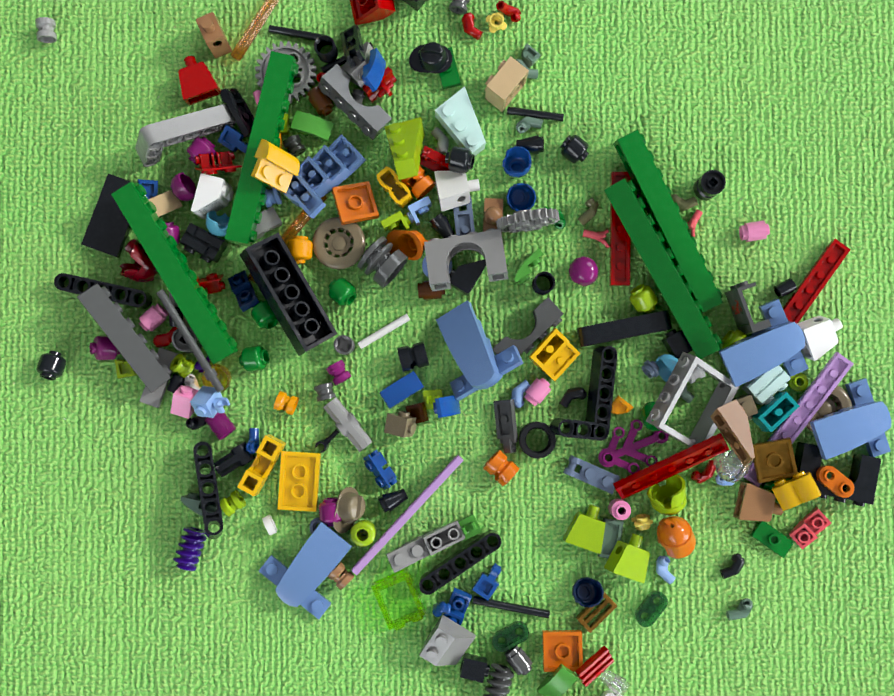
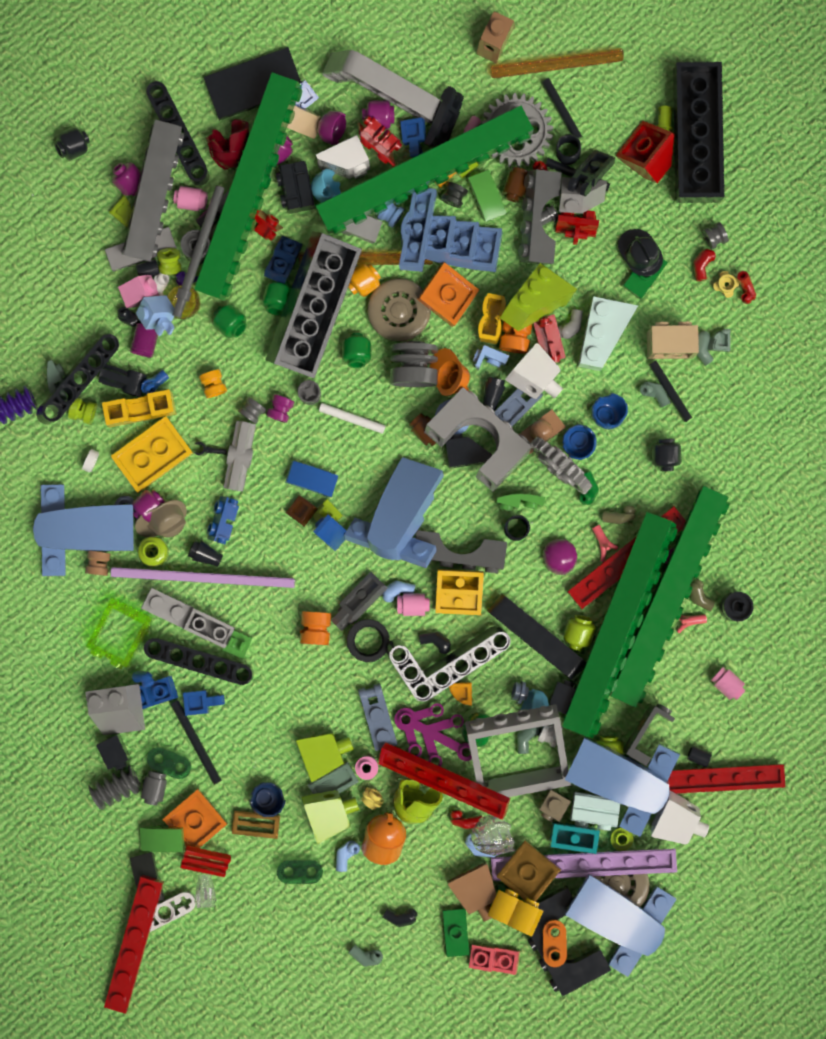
camera: 50 degrees right, 0 degrees up
(163, 339) = (179, 225): red arm -> none
(197, 82) = (440, 56): red torso -> none
(275, 166) = (418, 197): yellow brick -> none
(374, 70) = (583, 212): blue slope -> none
(393, 221) = (458, 343): lime bracket -> none
(400, 424) = (279, 503): dark tan brick -> none
(413, 356) = (350, 464): black wheel -> none
(460, 159) = (565, 357): black head -> none
(533, 144) = (638, 412): black cone -> none
(735, 428) = (526, 805): slope -> none

